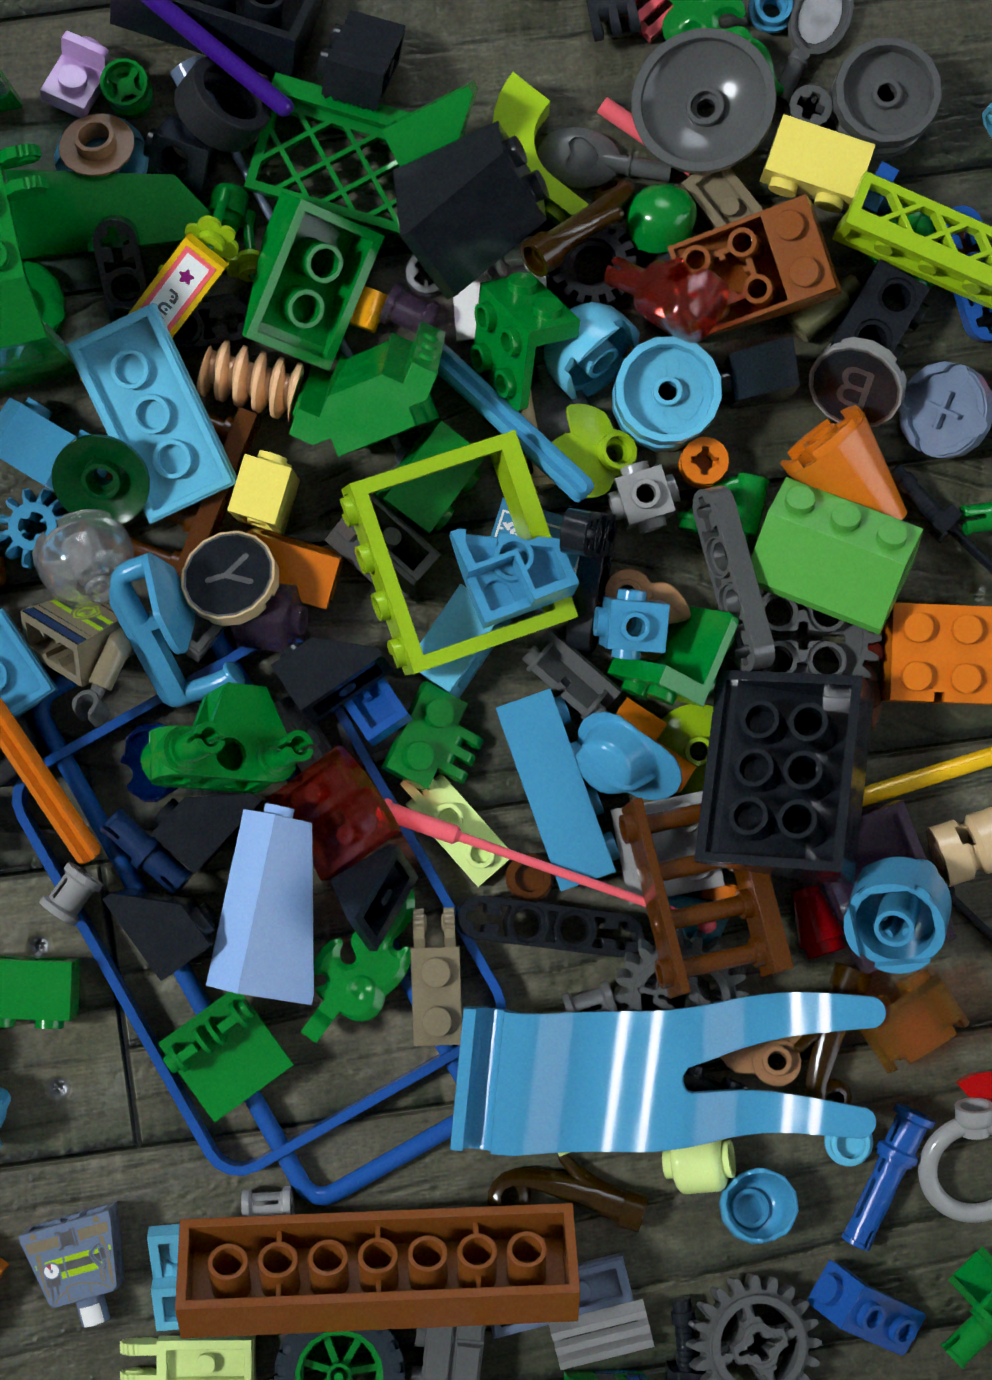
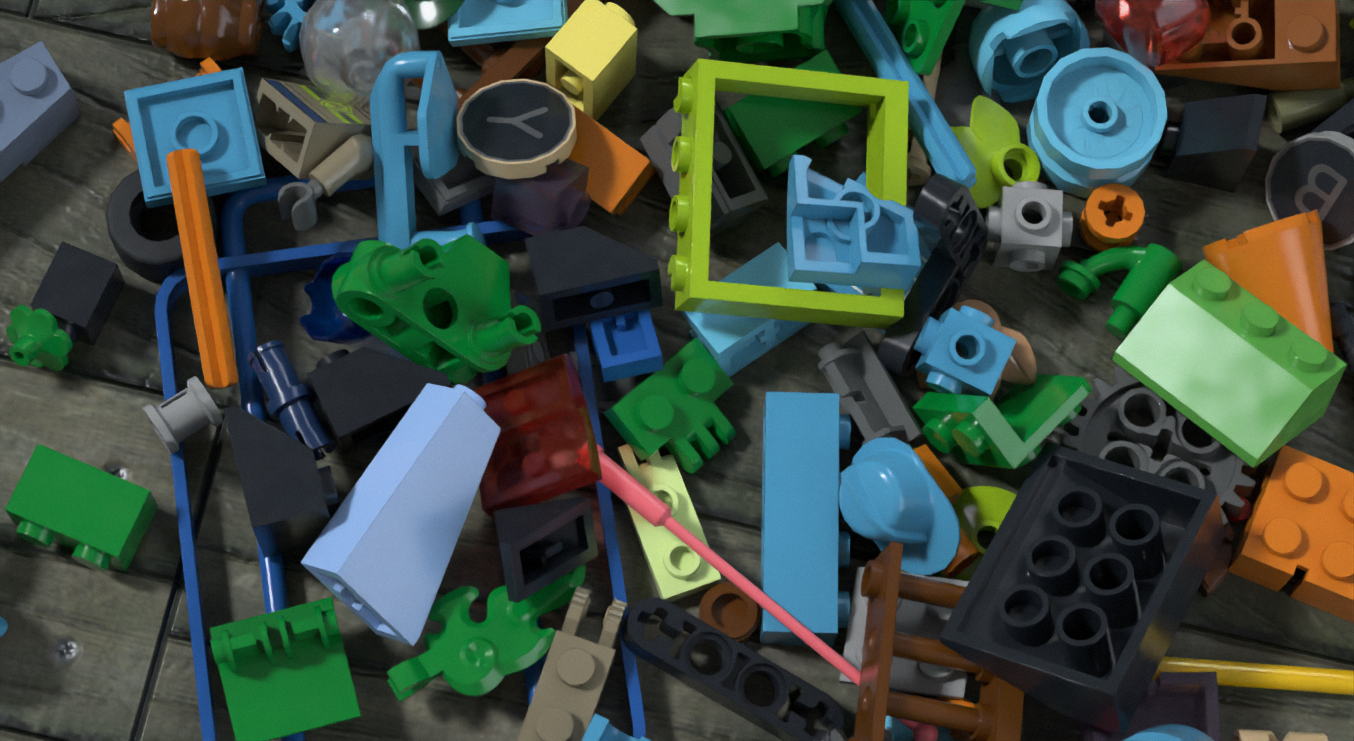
camera: 20 degrees right, 15 degrees down
(733, 576) = (1103, 344): dark grey beam -> none

